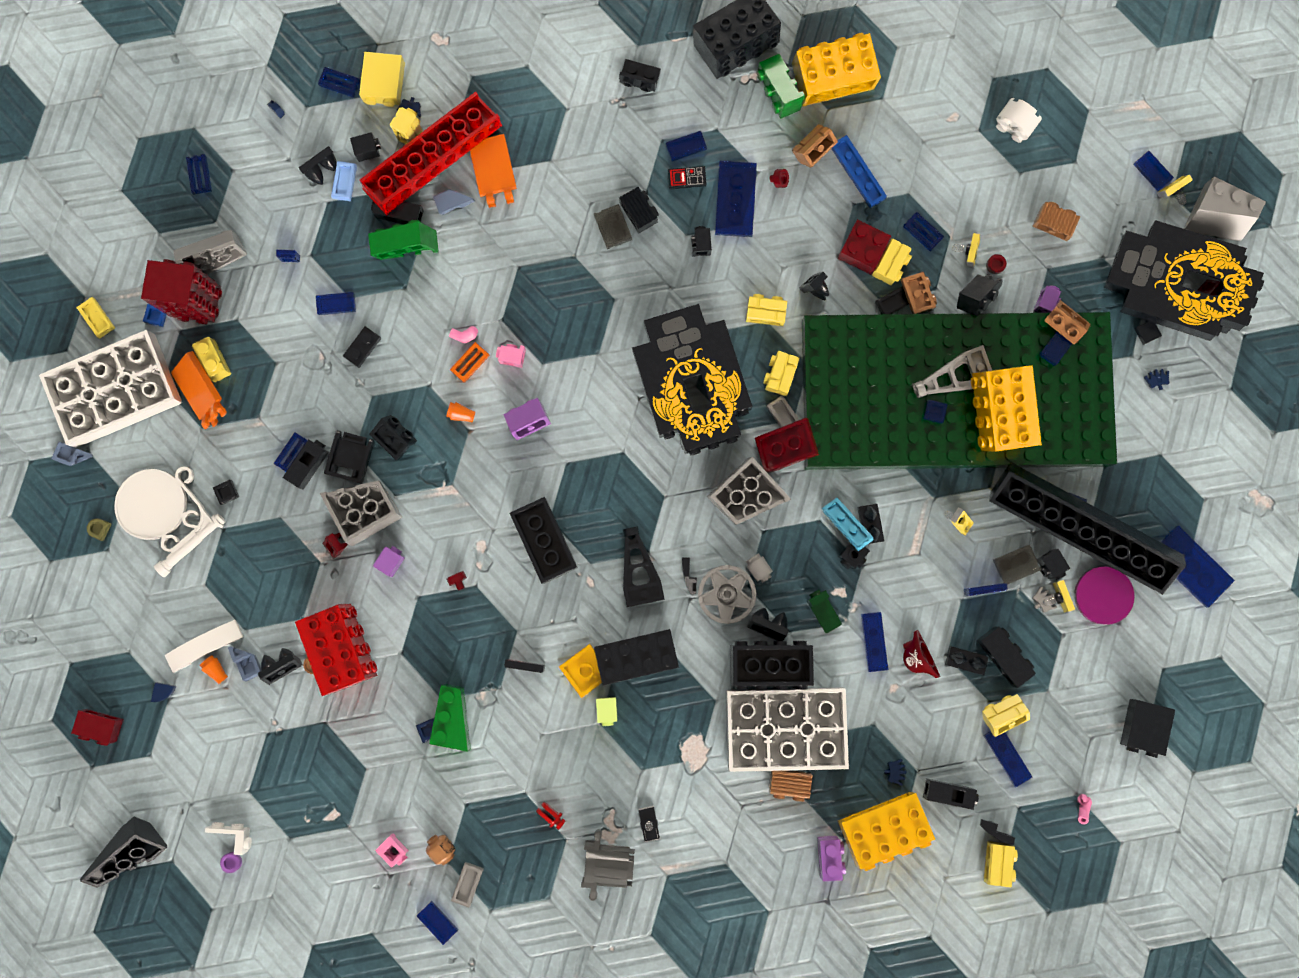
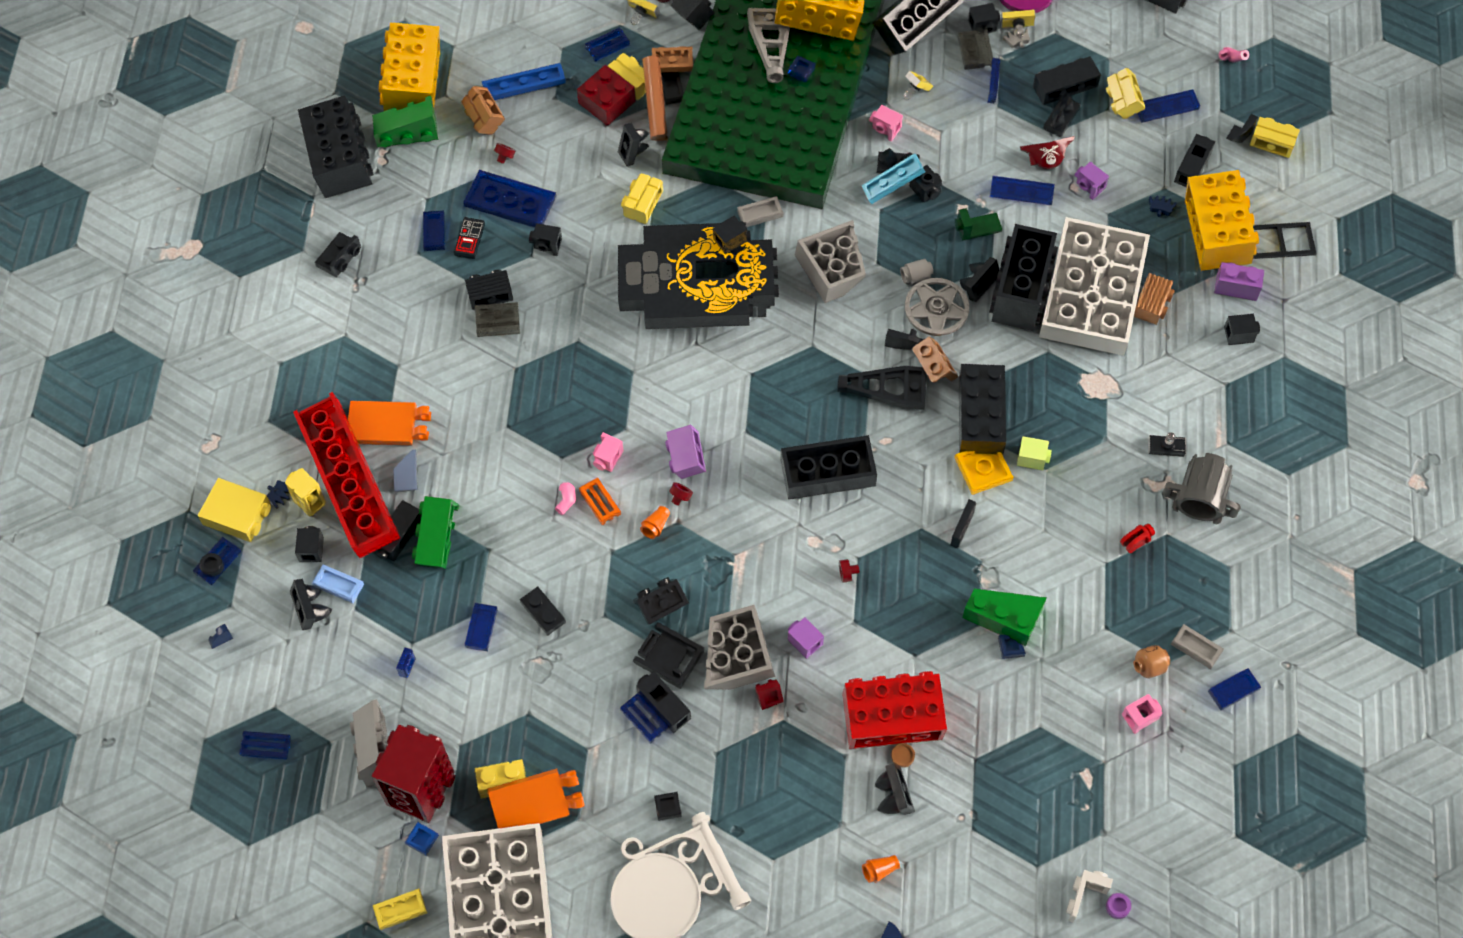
camera: 75 degrees left, 20 degrees down
(203, 645) = (849, 877): white slope -> none
(246, 663) = (882, 831): sand blue slope -> none
(330, 79) = (211, 565): none -> black tile
(492, 425) = (680, 493): none -> dark red tile
(672, 605) = (934, 360): none -> medium nougat bracket
(728, 396) = (730, 234): none -> black brick
(781, 374) = (714, 200): light yellow brick -> none
(781, 869) = (1241, 329): none -> black brick
(786, 445) = (794, 210): dark red tile -> none
(869, 291) = (655, 98): none -> nougat brick
(901, 702) = (1091, 179): none -> medium lavender brick
(902, 884) = (1284, 253): none -> black window
(910, 502) = (886, 121): none -> bright pink brick

